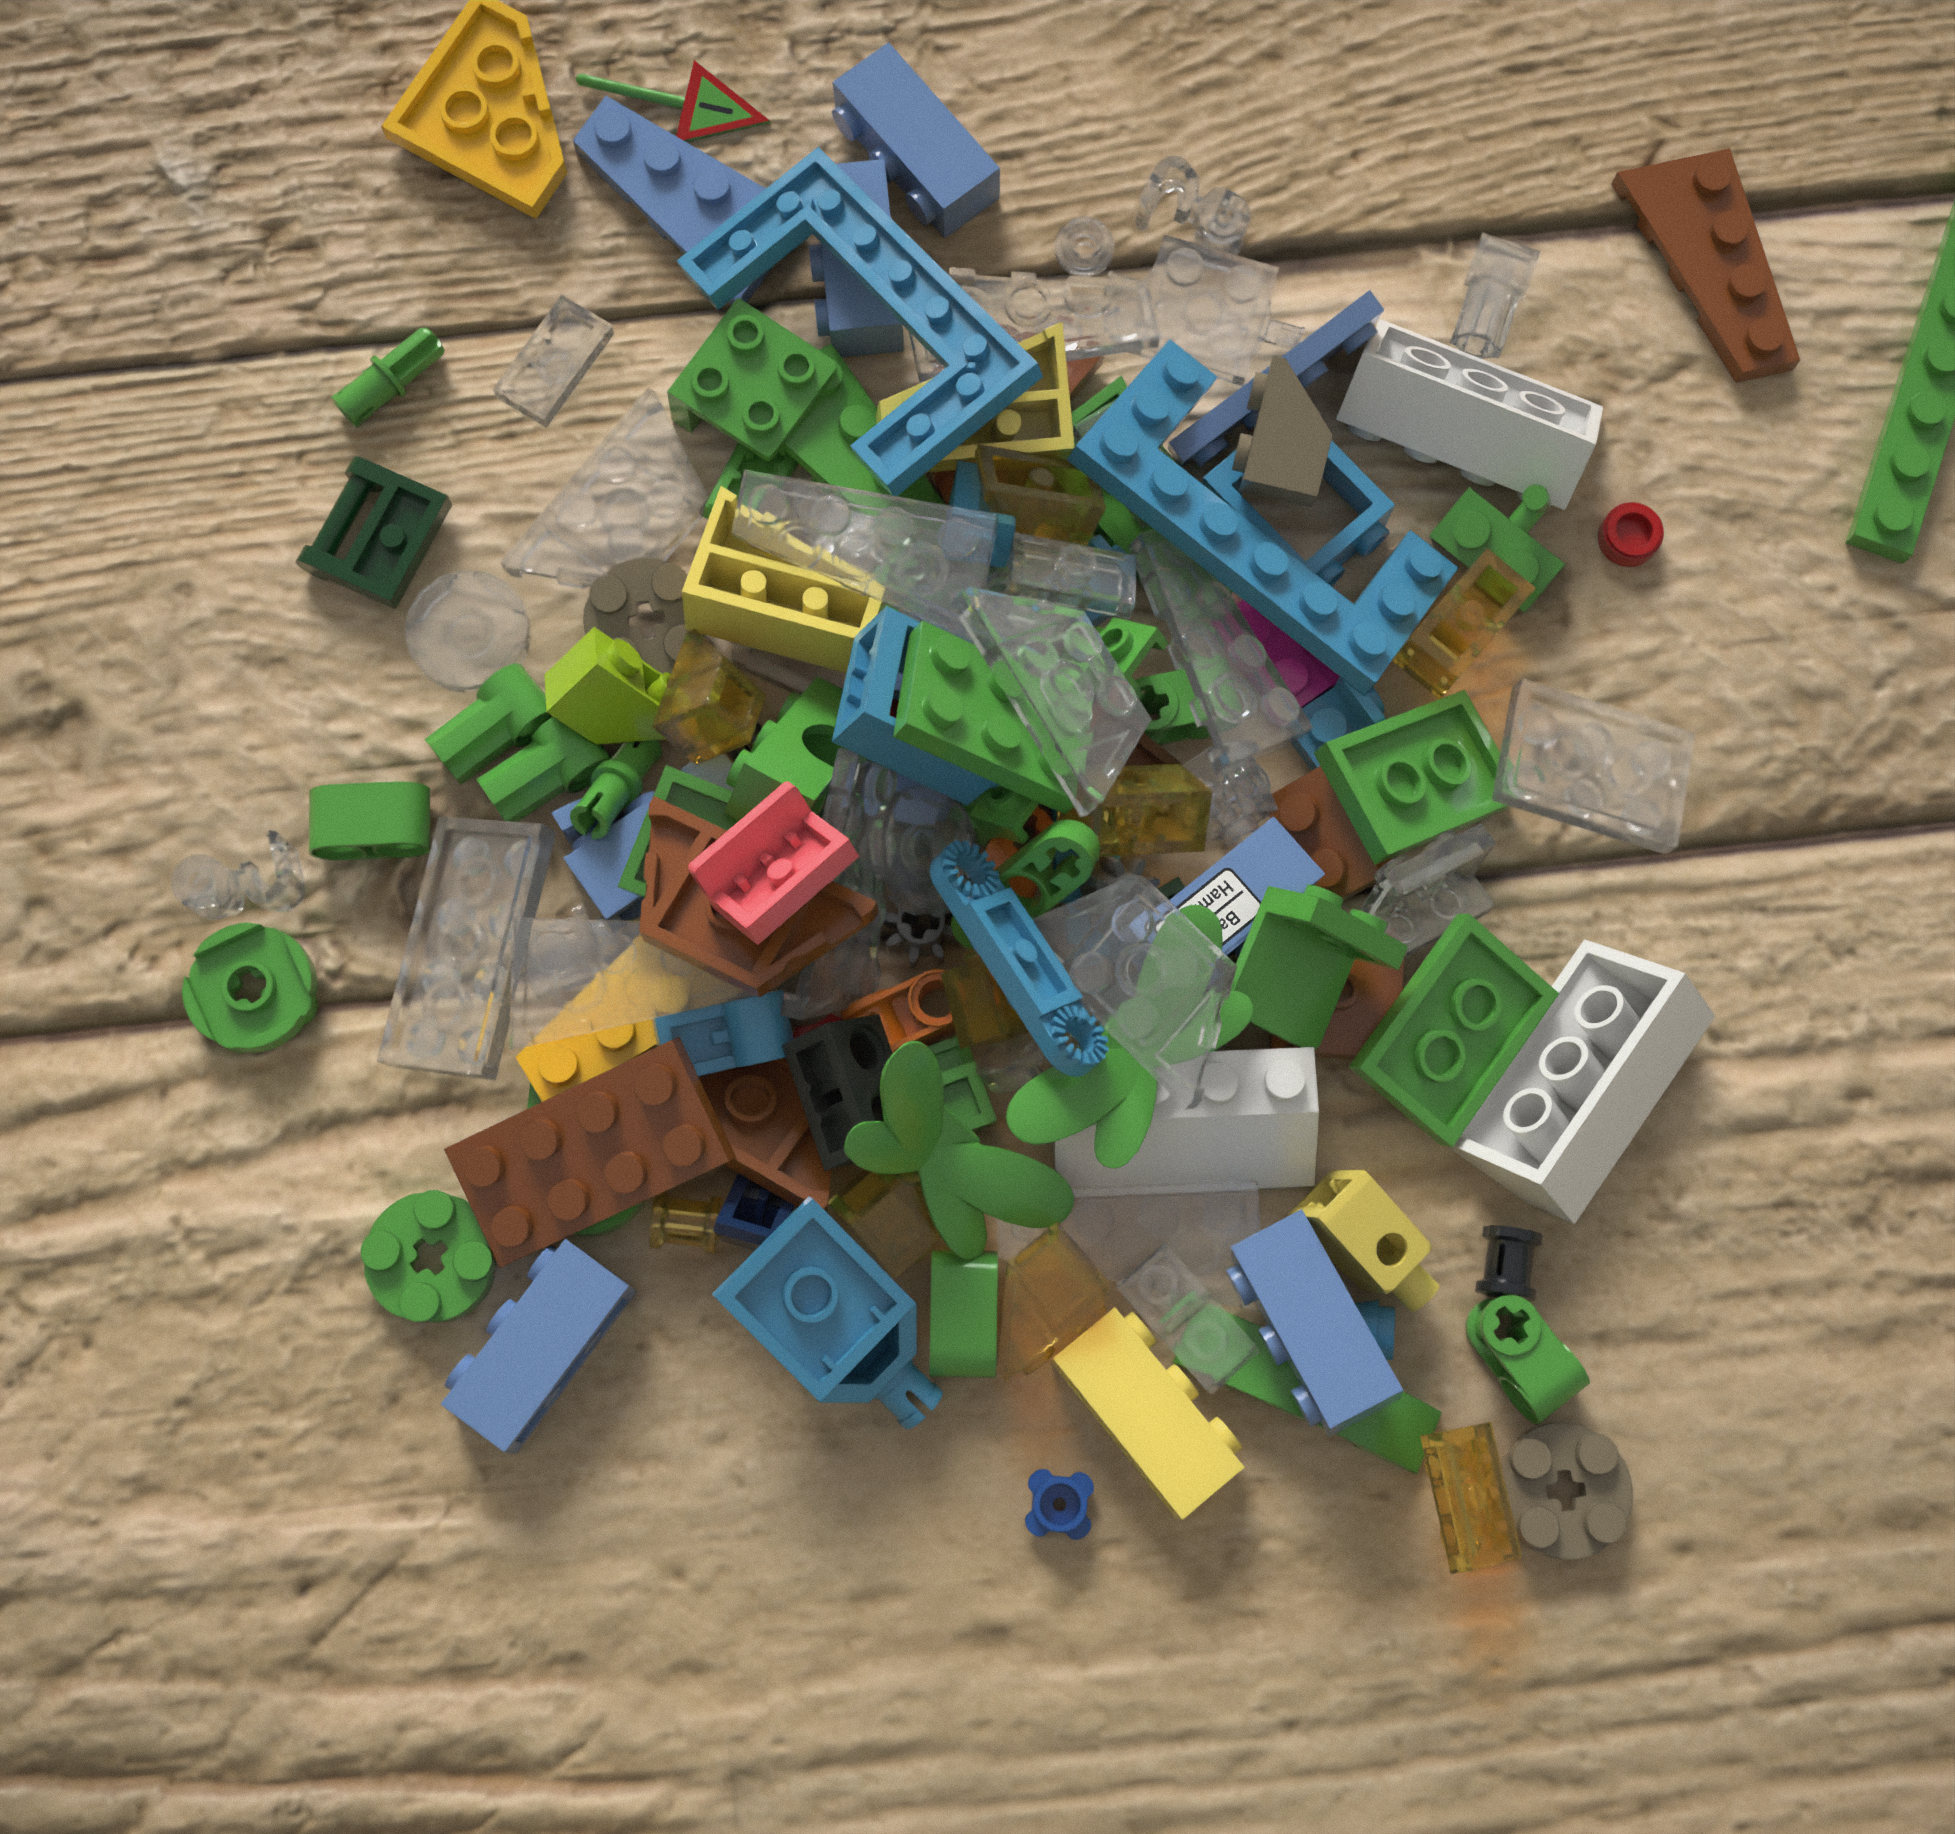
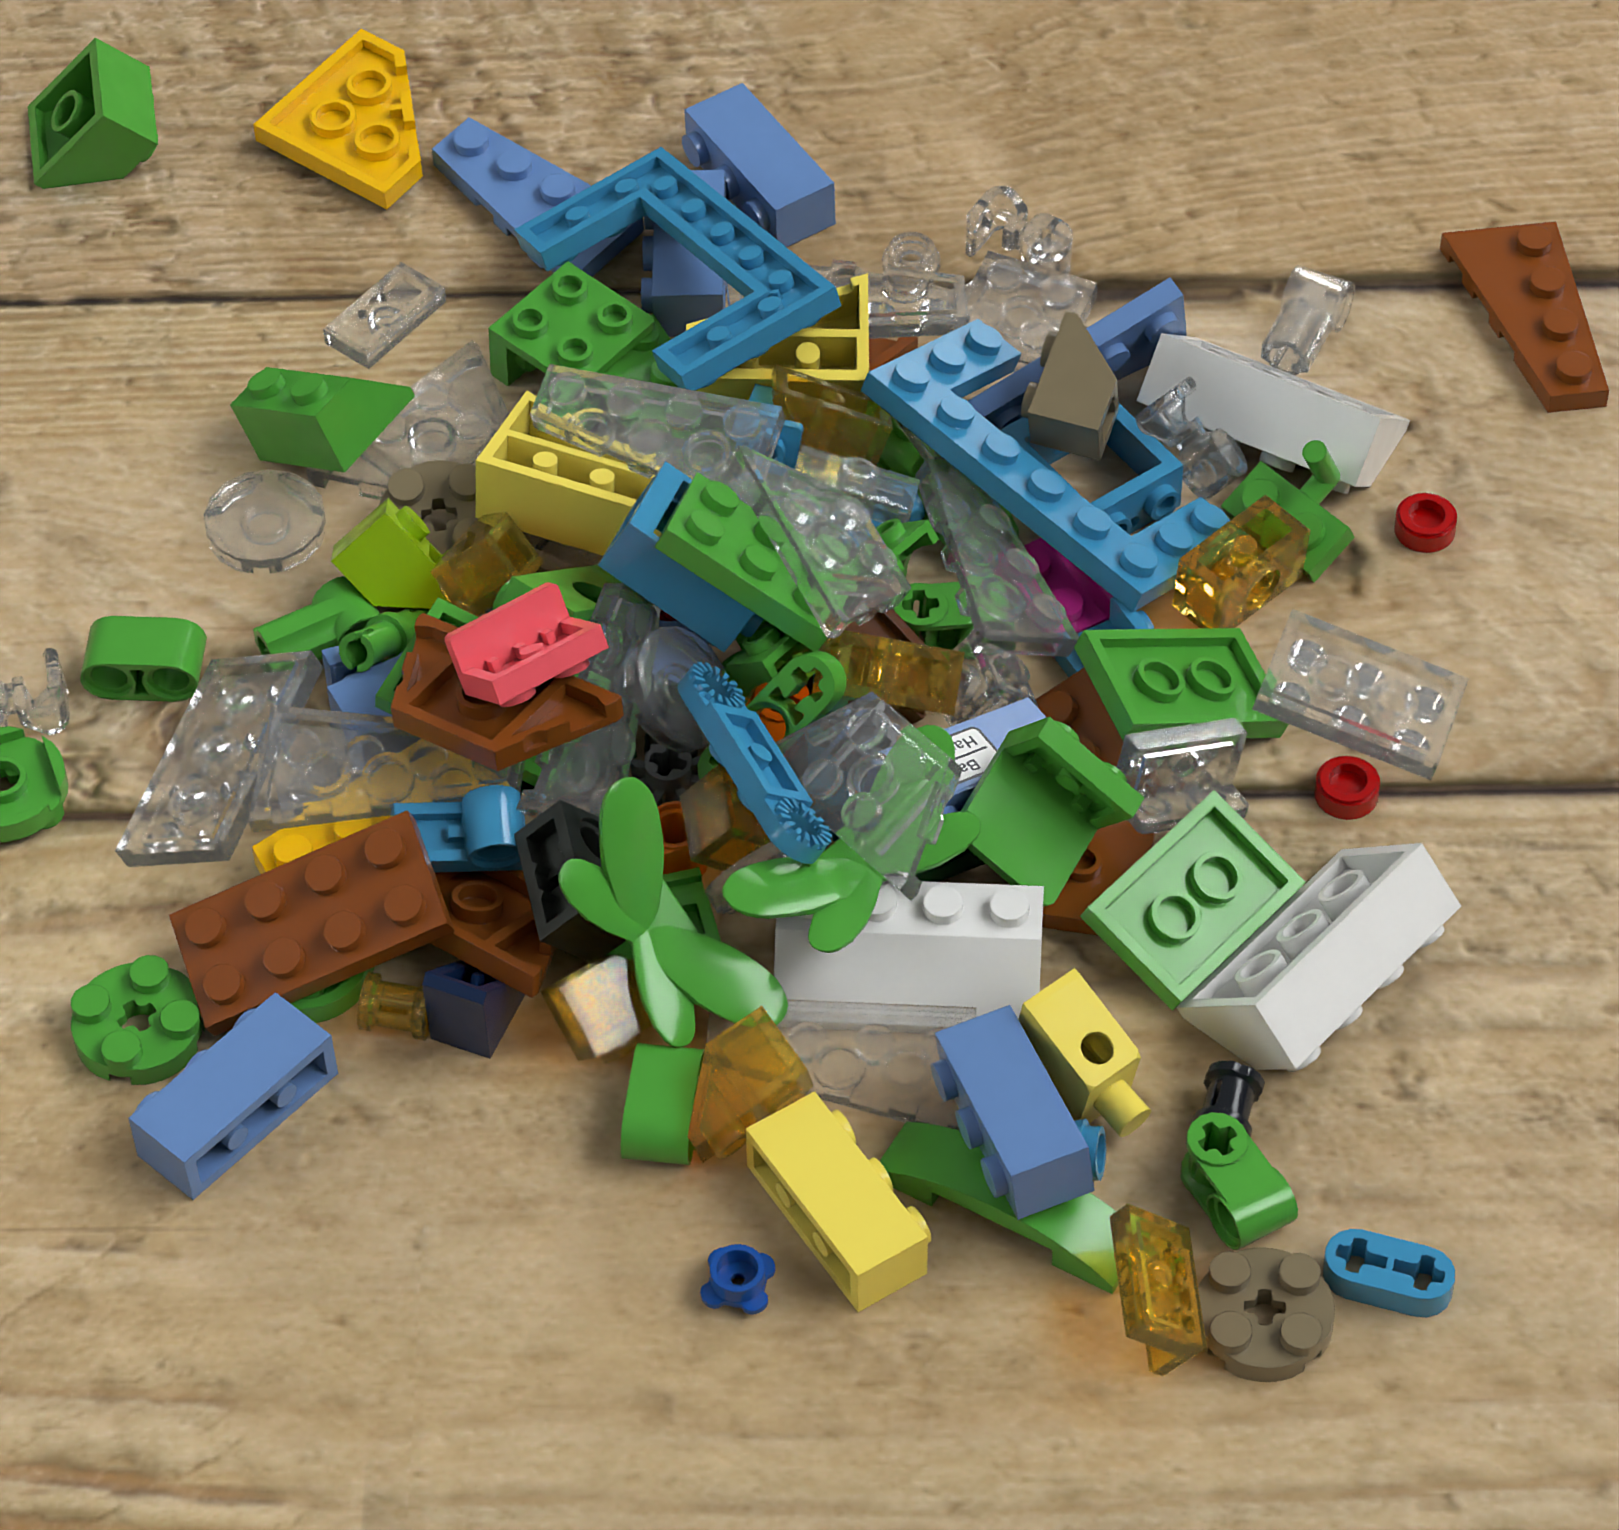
camera: 10 degrees right, 25 degrees down
(211, 130) = (93, 119): none -> bright green slope
(388, 376) = (223, 318): bright green axle -> none
(390, 540) = (197, 449): dark green plate -> none
(504, 715) = (284, 585): bright green piece -> none
(506, 503) = (315, 416): none -> bright green slope
(706, 109) = (561, 139): piece -> none
(831, 1315) = (529, 1069): dark azure plate -> none
(1188, 1318) = (890, 1118): clear slope -> none
(1413, 486) = (1208, 458): none -> clear leg
(1583, 865) = (1347, 787): none -> red tile
(1674, 1448) = (1388, 1273): none -> dark azure beam

